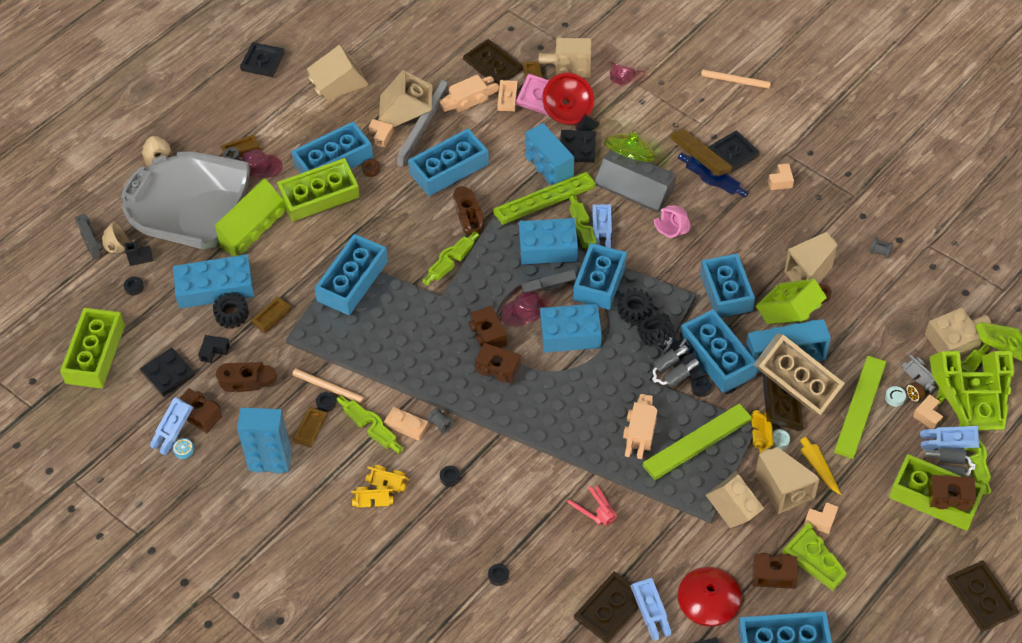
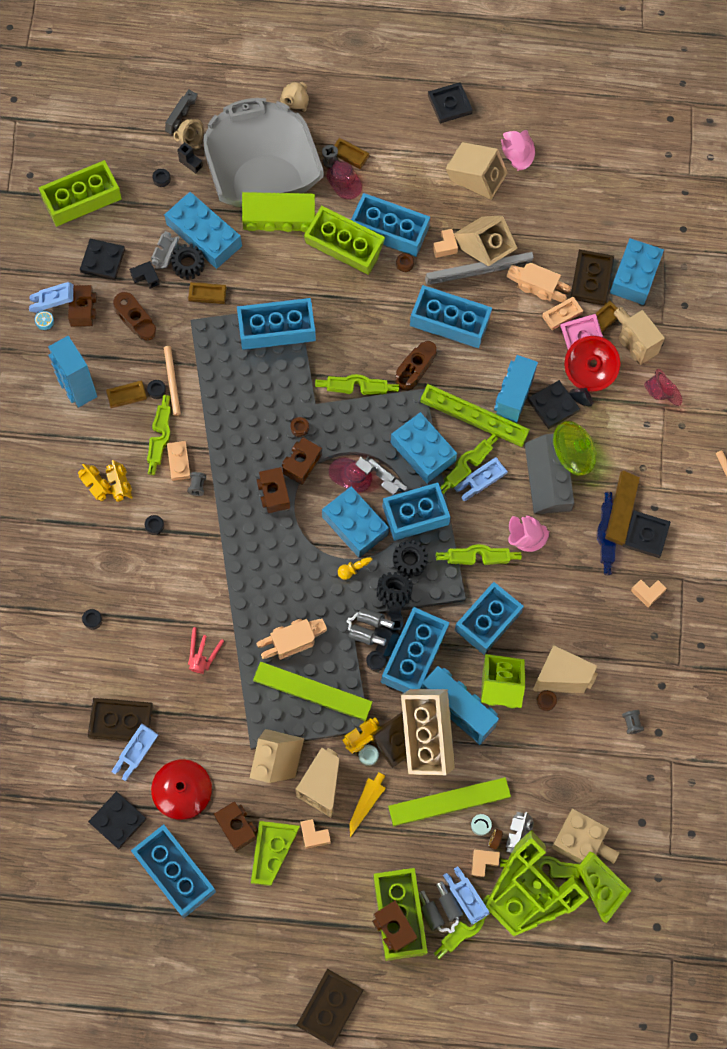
camera: 50 degrees right, 15 degrees up
(206, 319) = (161, 258): none -> light grey hinge
(347, 38) = (518, 149): none -> bright pink helmet
(454, 315) = (299, 427): none -> reddish brown tile
(514, 31) = (636, 271): none -> dark azure brick
(609, 358) = (346, 571): none -> yellow bar
(662, 269) = (468, 555): none -> lime piece

